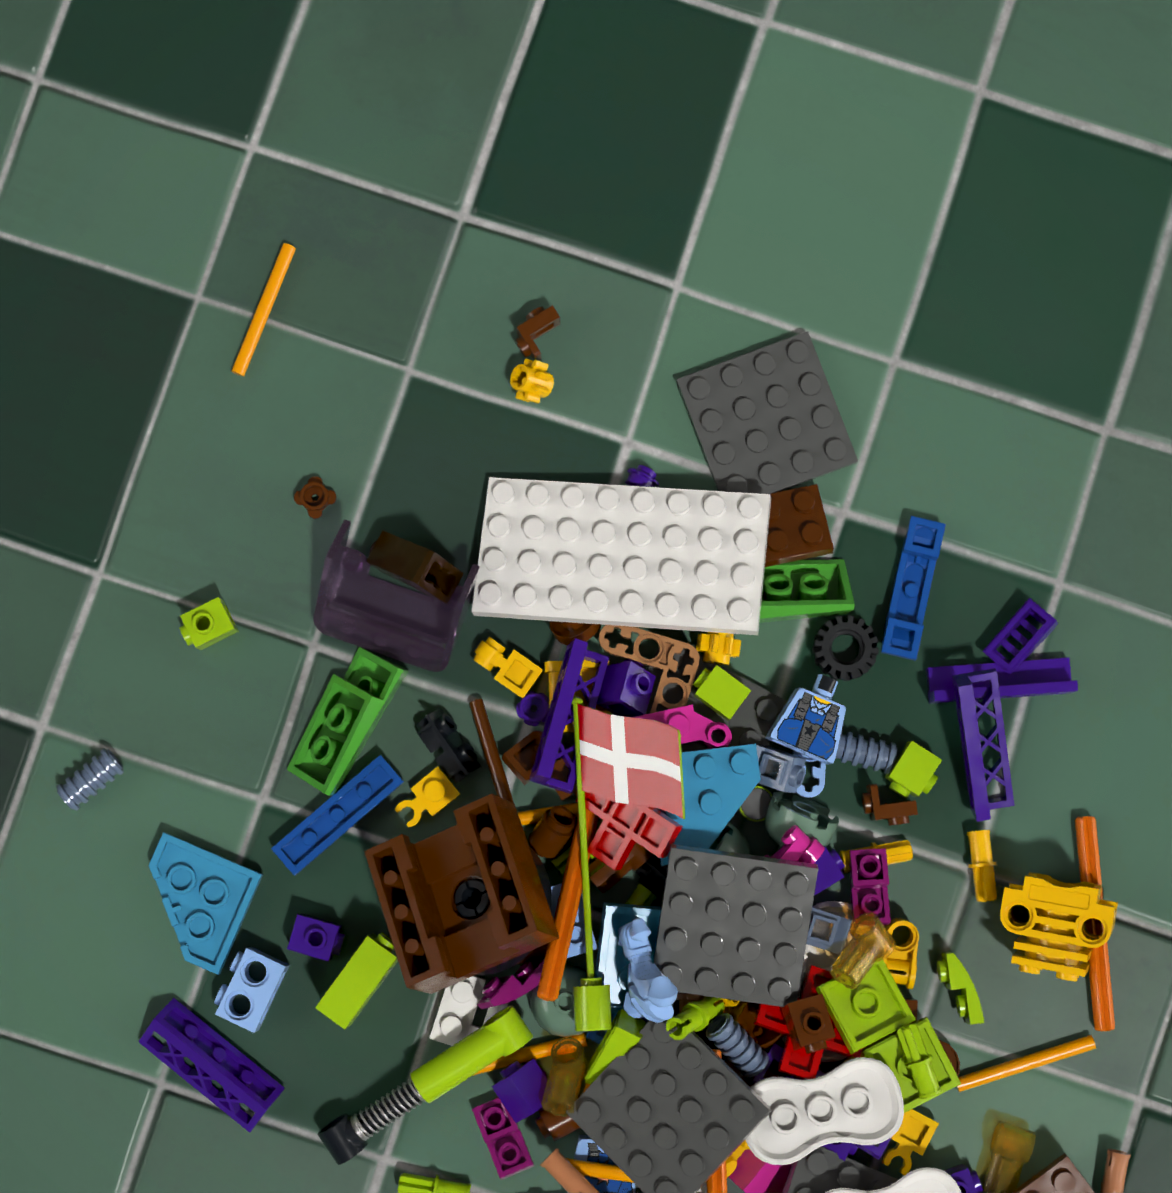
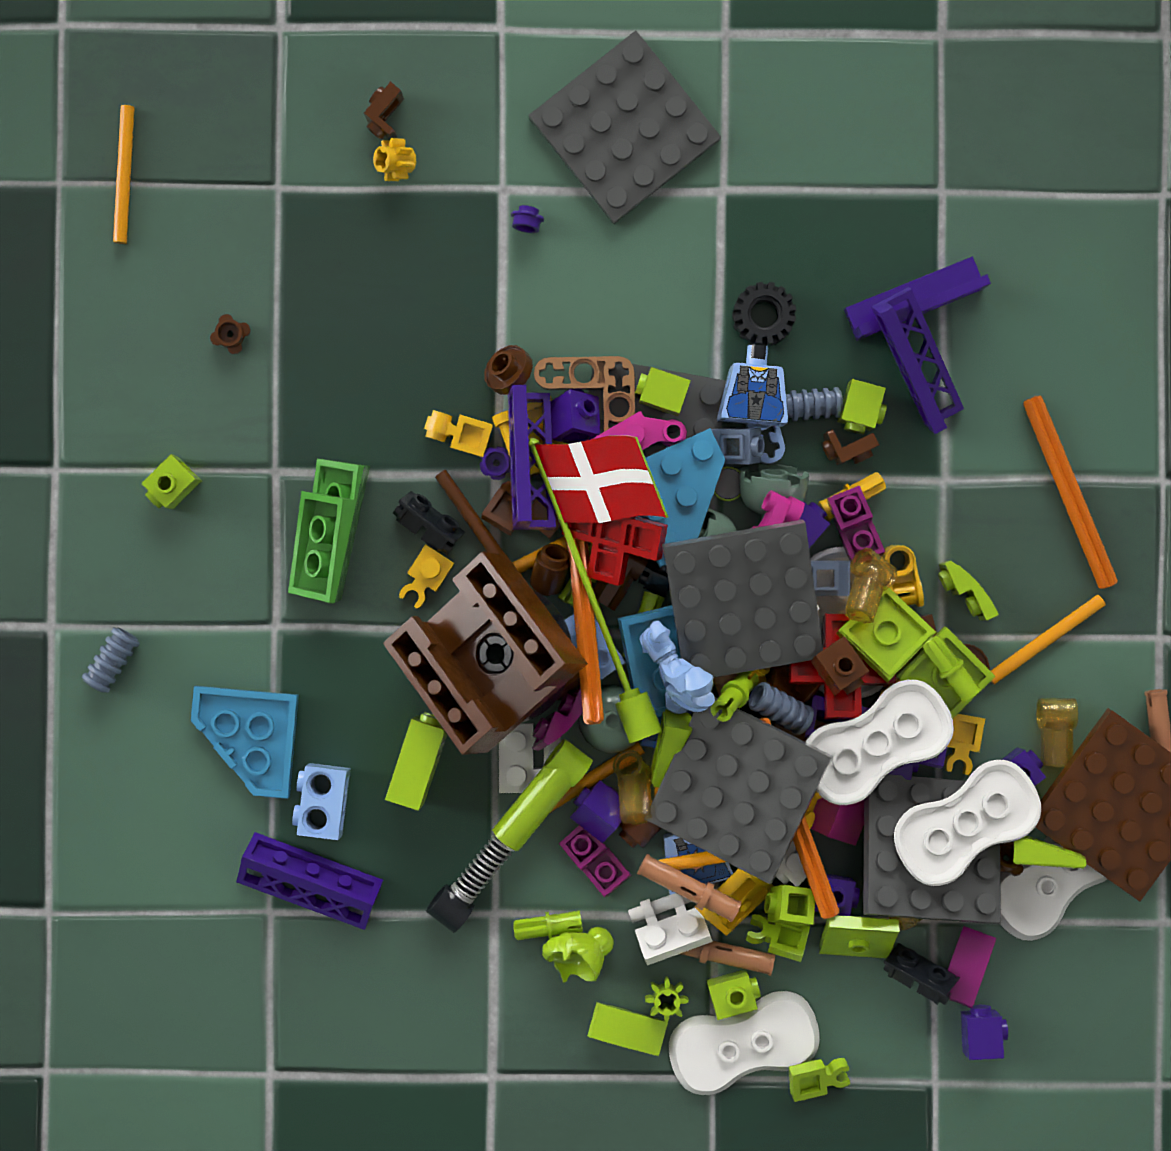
camera: 20 degrees left, 5 degrees up
(316, 937) = (366, 735): dark purple brick -> none
(337, 815) = (348, 618): blue plate -> none
(387, 615) = (332, 422): clear purple windscreen -> none
(414, 566) = (343, 367): dark brown slope -> none
(623, 555) = (532, 294): white plate -> none
(718, 647) = (647, 349): yellow gear -> none
(797, 526) = (678, 217): reddish brown plate -> none
(806, 590) = (685, 283): bright green slope -> none
(912, 588) = (807, 238): blue slope -> none
(982, 865) = (952, 473): yellow axle -> none
(1029, 608) = (933, 225): dark purple slope -> none
(1056, 924) = (1037, 504): yellow piece -> none

